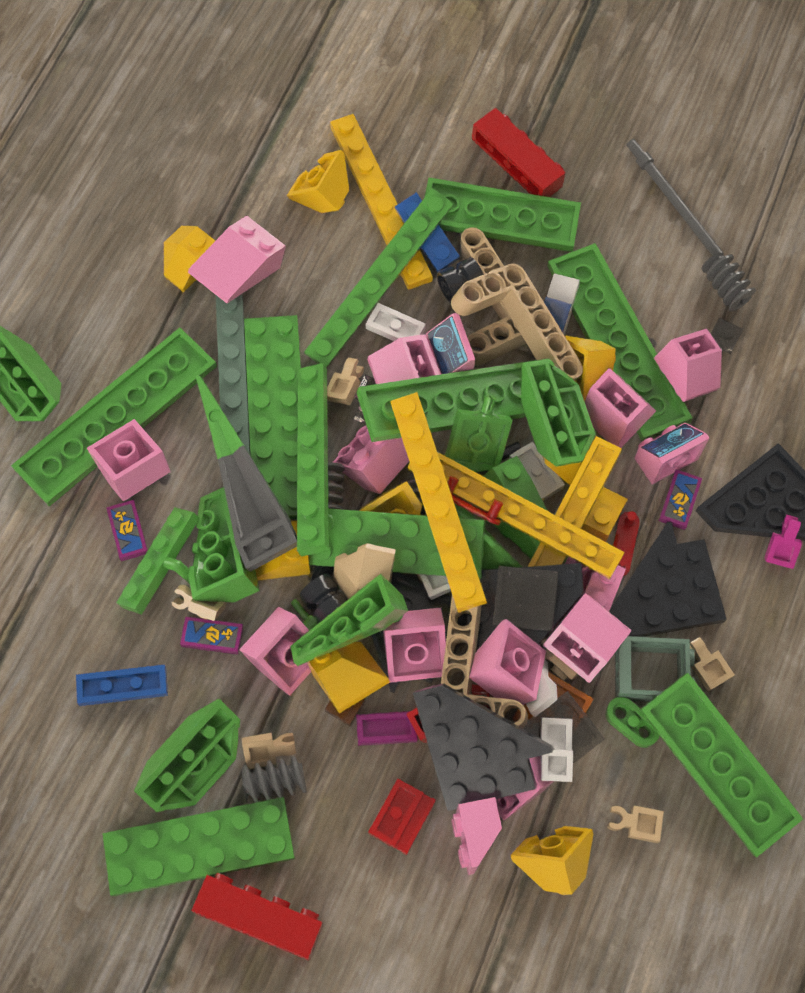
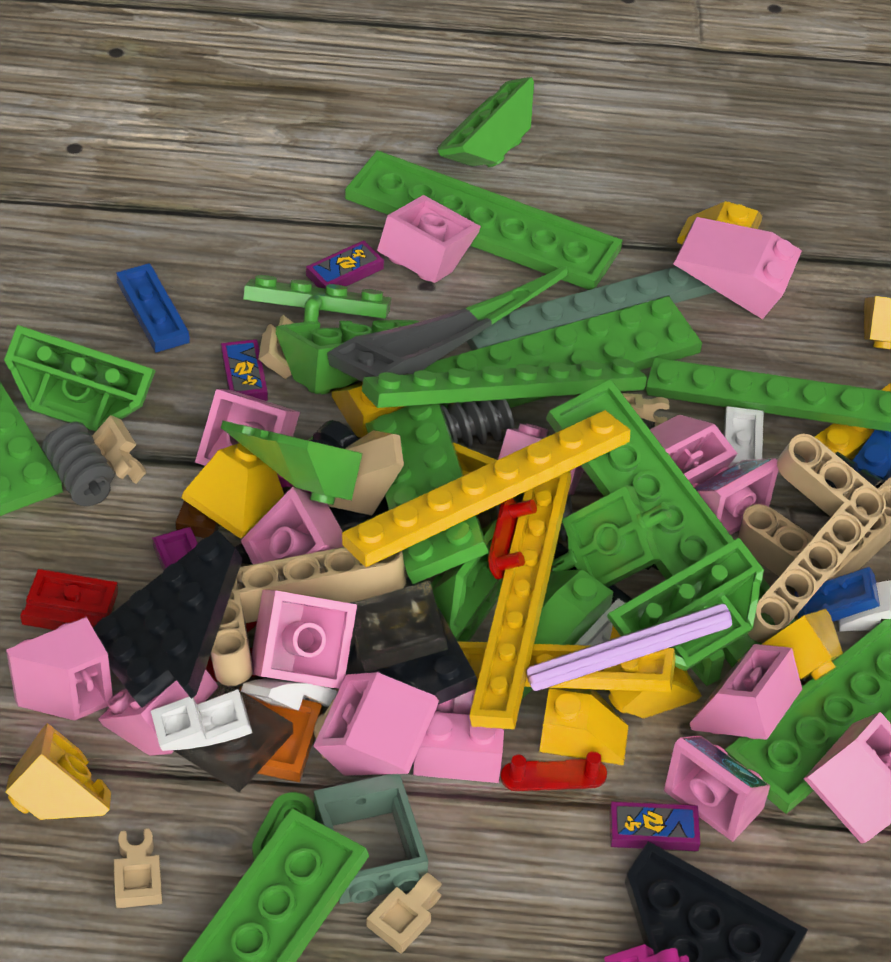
camera: 70 degrees right, 20 degrees down
(590, 462) = (628, 647): none -> lavender axle
(670, 589) = (505, 843): black wing -> none

